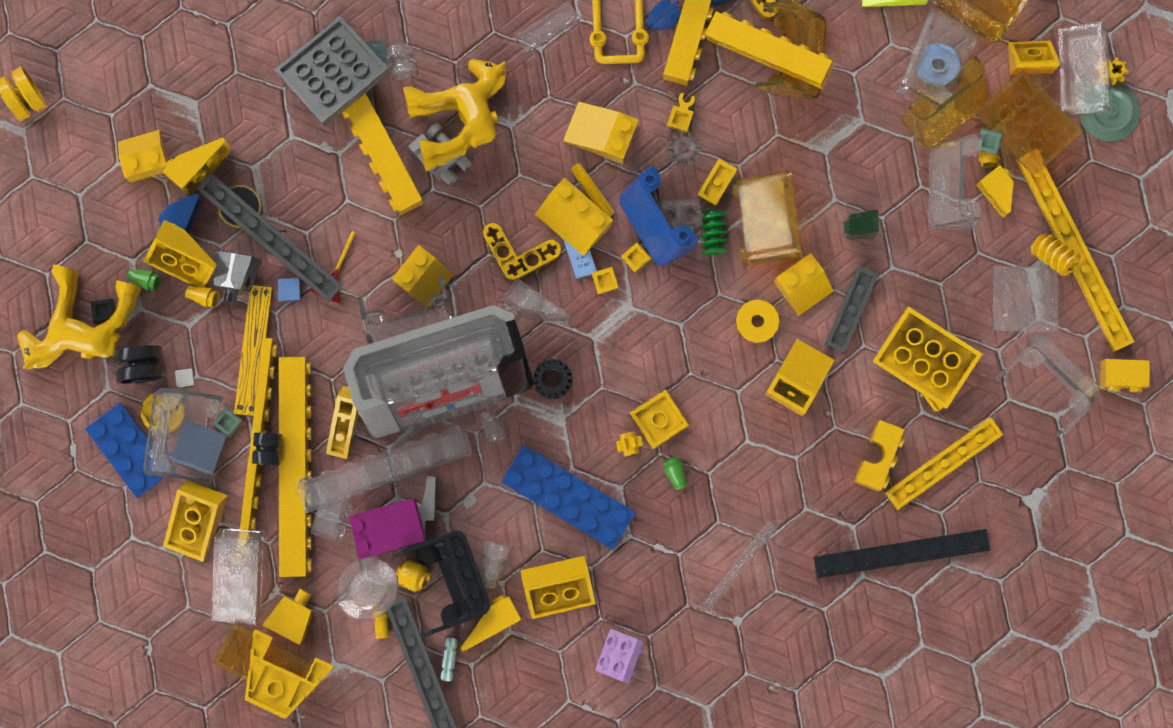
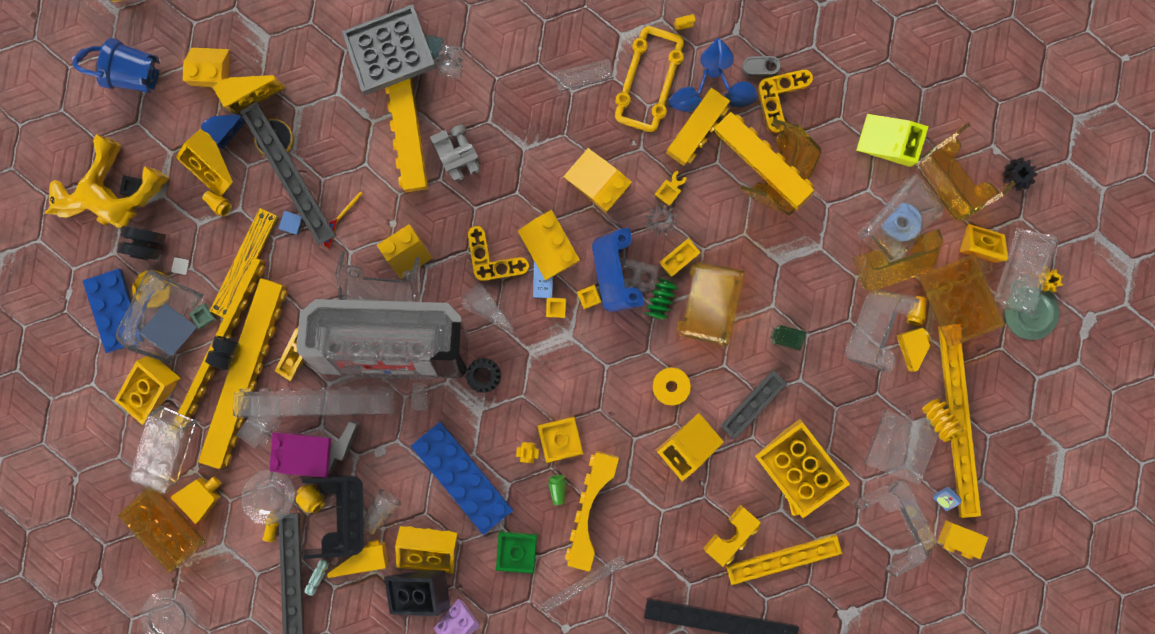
camera: 20 degrees right, 5 degrees up
(55, 185) = (121, 66): none -> blue piece
(144, 278) = (175, 173): bright green cone -> none
(235, 273) = (248, 194): dark grey torso -> none
(276, 687) = (160, 555): yellow wing -> none
(472, 109) = (495, 126): yellow animal -> none
(564, 636) = (418, 593): none -> black slope
(591, 189) = (572, 227): yellow axle -> none
(655, 556) = (516, 552): none -> green tile
(725, 528) = (582, 550): none -> yellow arch
(804, 284) = (721, 369): yellow slope -> none
(991, 141) = (925, 304): sand green tile -> none
(1092, 336) = (947, 498): none -> medium blue tile

